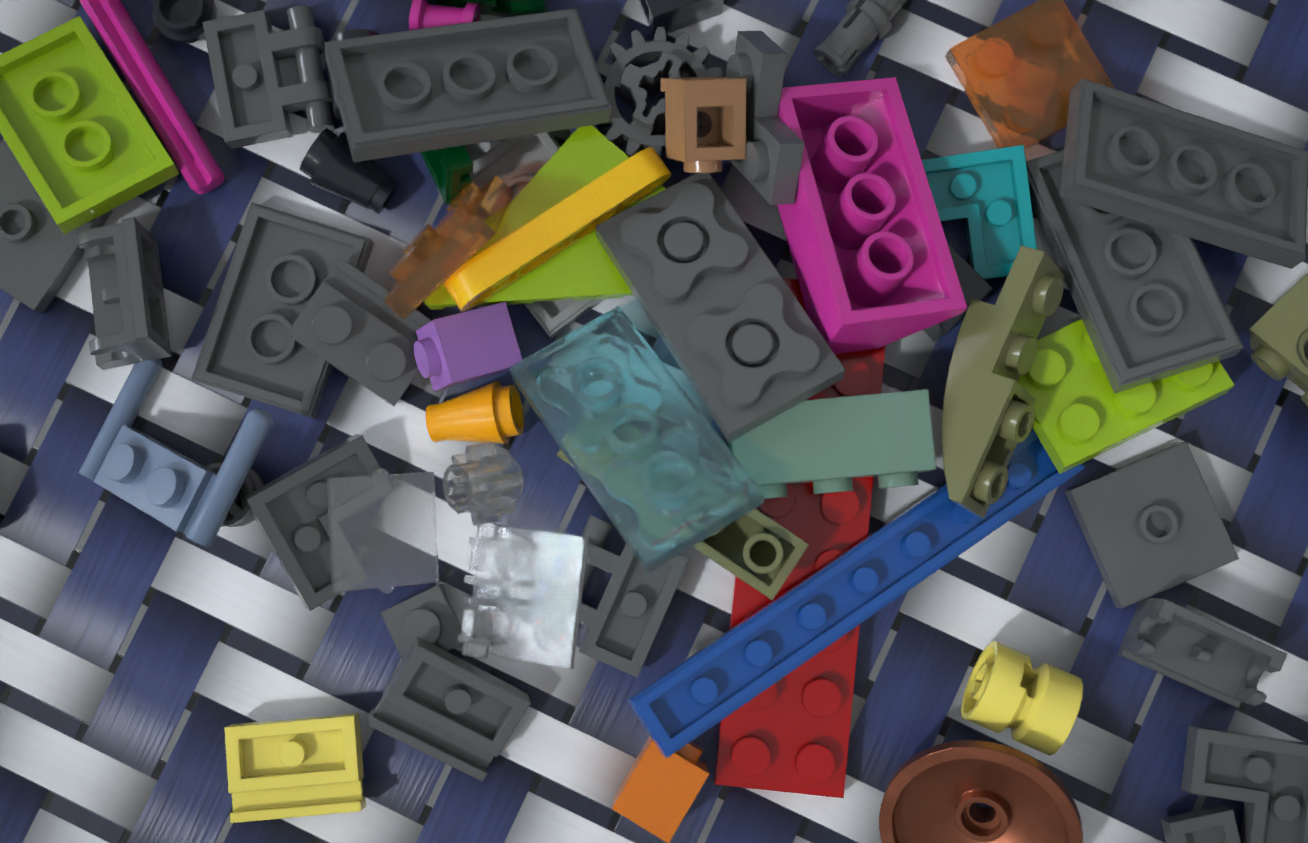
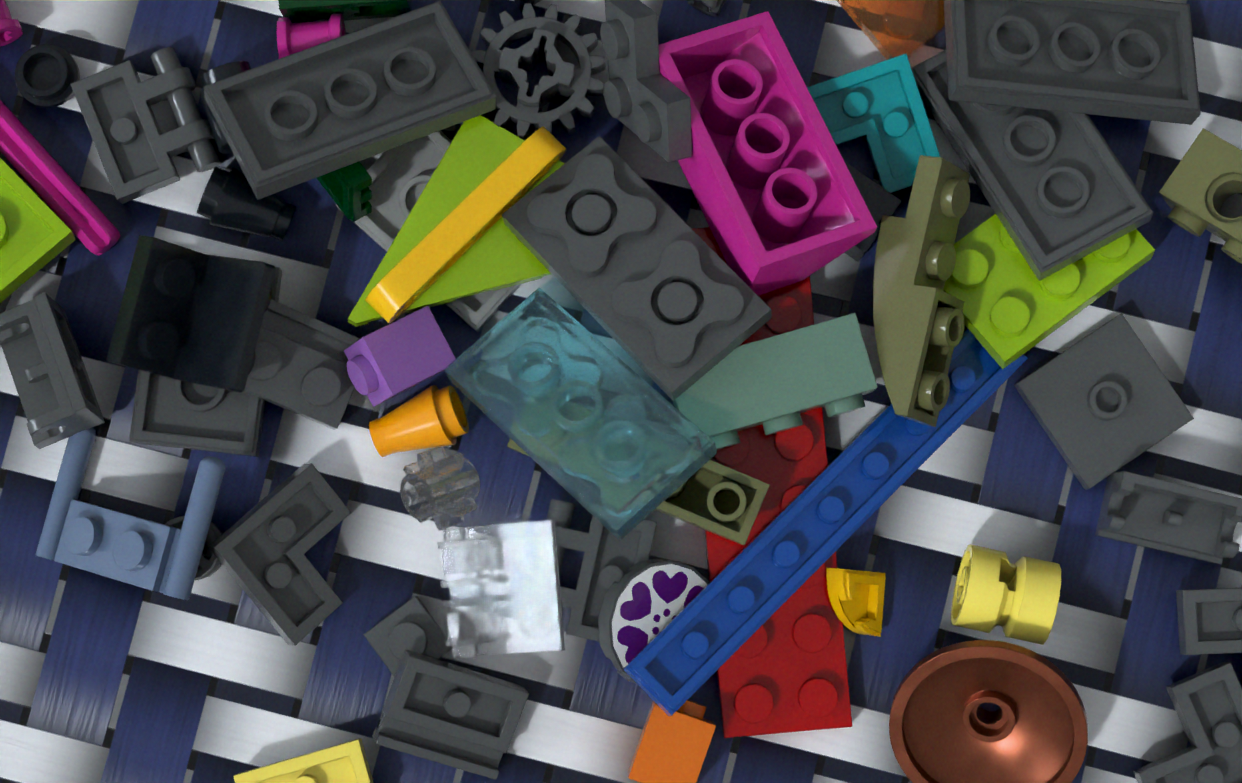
camera: 15 degrees left, 0 degrees up
(269, 265) = (191, 315): none -> black bracket
(382, 530) = (350, 553): clear piece -> none
(441, 251) = (358, 268): clear orange plate -> none
(660, 640) = (643, 606): none -> tile
(723, 115) = (608, 99): medium nougat brick -> none
(872, 672) = (857, 599): none -> yellow tile

